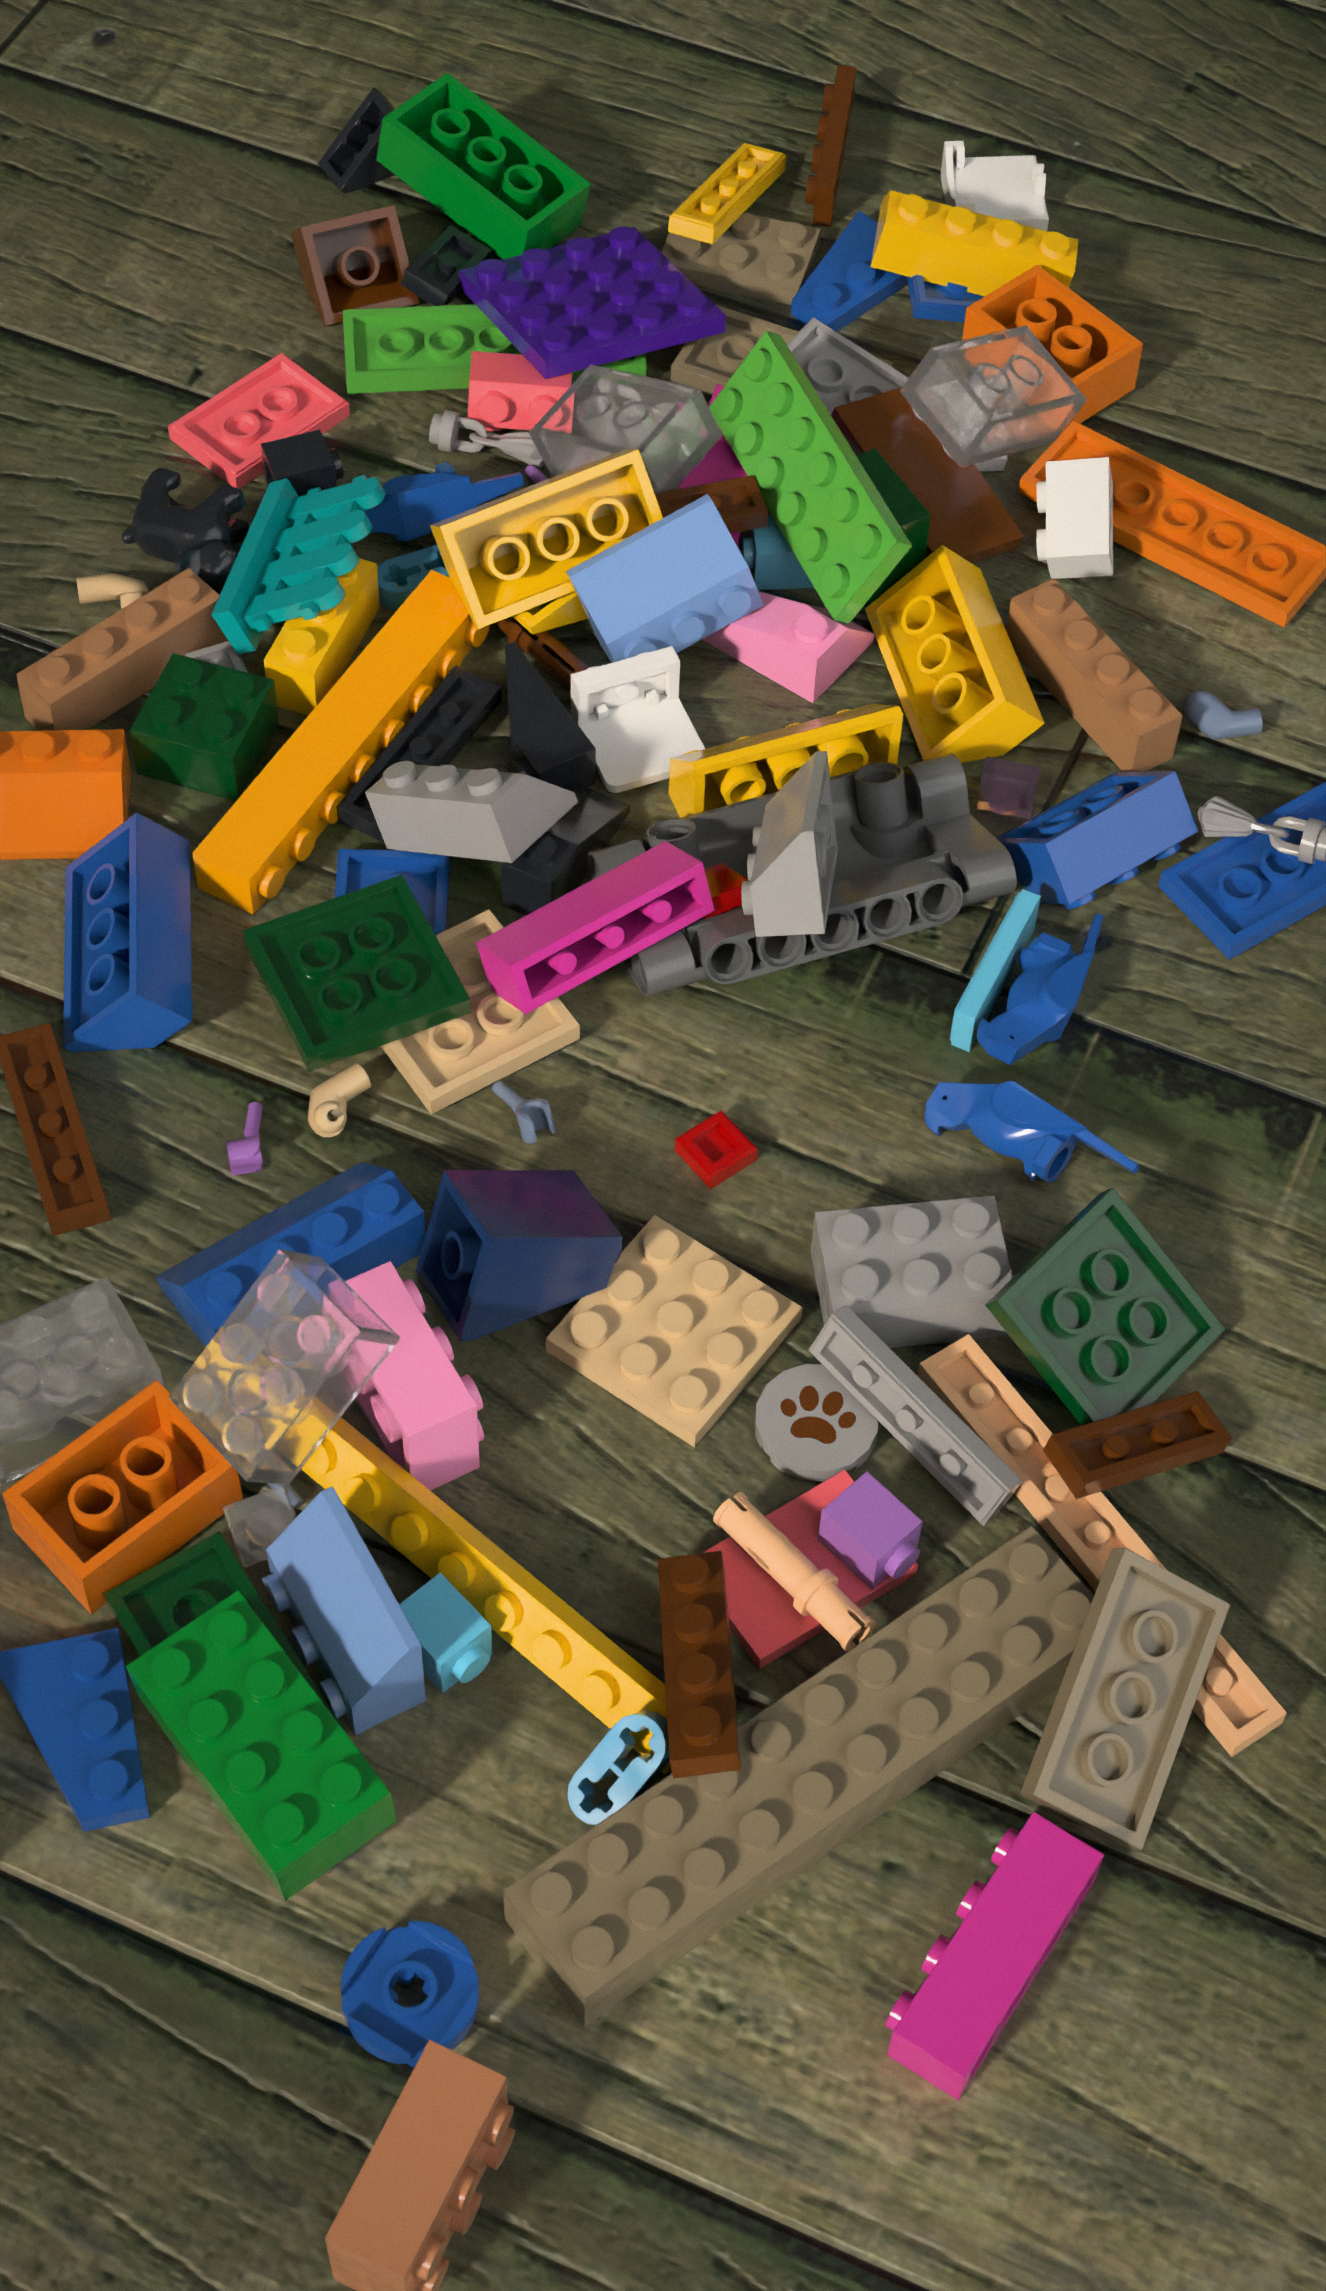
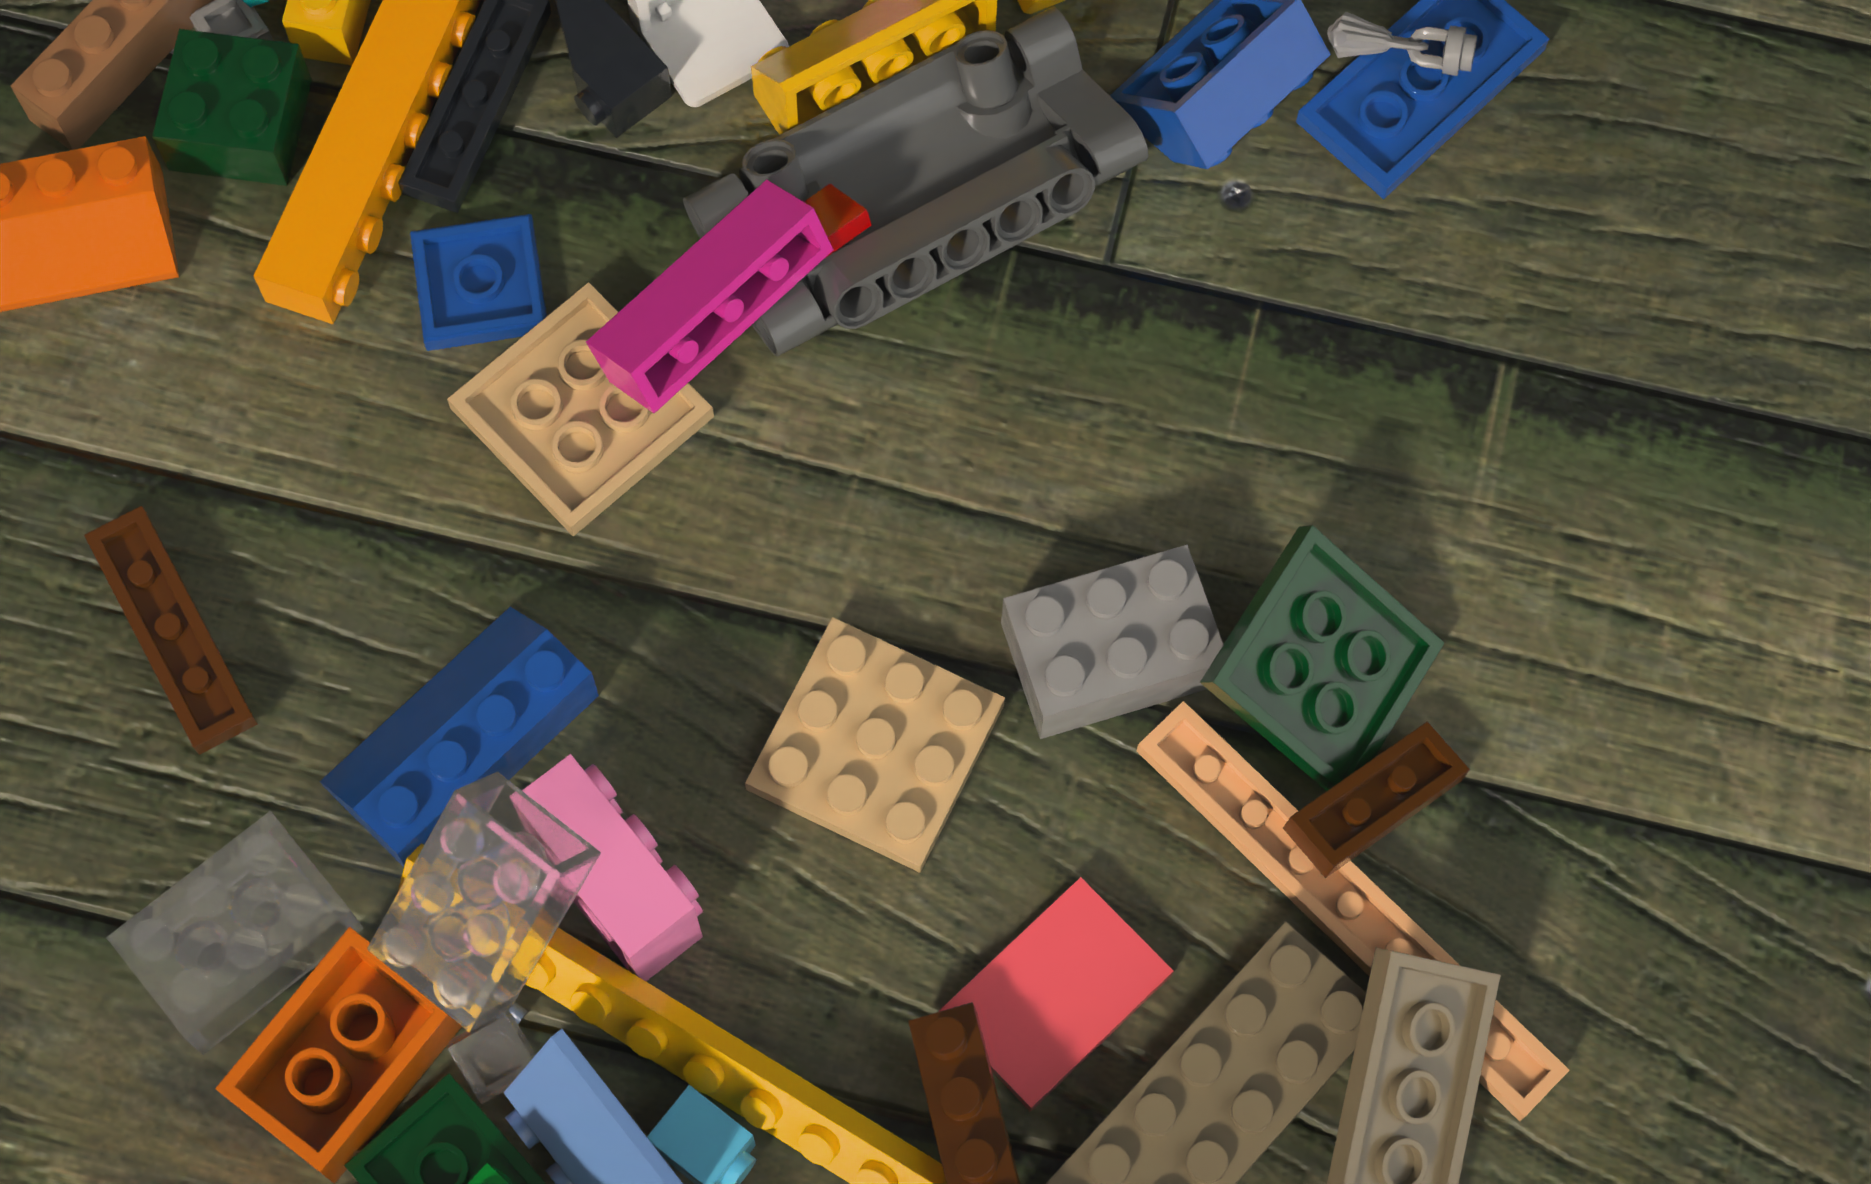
camera: 10 degrees left, 15 degrees up
(128, 940) = (204, 387): blue slope -> none
(246, 1153) = (385, 620): medium lavender hand -> none
(330, 1099) = (461, 540): tan arm -> none
(356, 972) = (461, 392): dark green plate -> none
(464, 810) = (542, 175): light grey slope -> none
(513, 1247) = (694, 692): dark blue slope -> none
(530, 1114) = (677, 518): sand blue hand -> none
(559, 857) = (650, 190): black slope -> none
(715, 1149) = (881, 523): red tile -> none
(794, 856) = (908, 176): light grey slope -> none
(813, 1424) = (1041, 824): light grey tile -> none
(813, 1589) = (1051, 1010): light nougat pin -> none
(871, 1531) = (1123, 953): medium lavender brick -> none
(914, 1415) = (1144, 809): light grey tile -> none
(994, 969) = (1140, 259): medium azure tile -> none
(1008, 787) = (1119, 32): plate -> none
(1015, 1126) = (1192, 446): blue animal -> none
(1040, 997) = (1196, 283): blue animal -> none

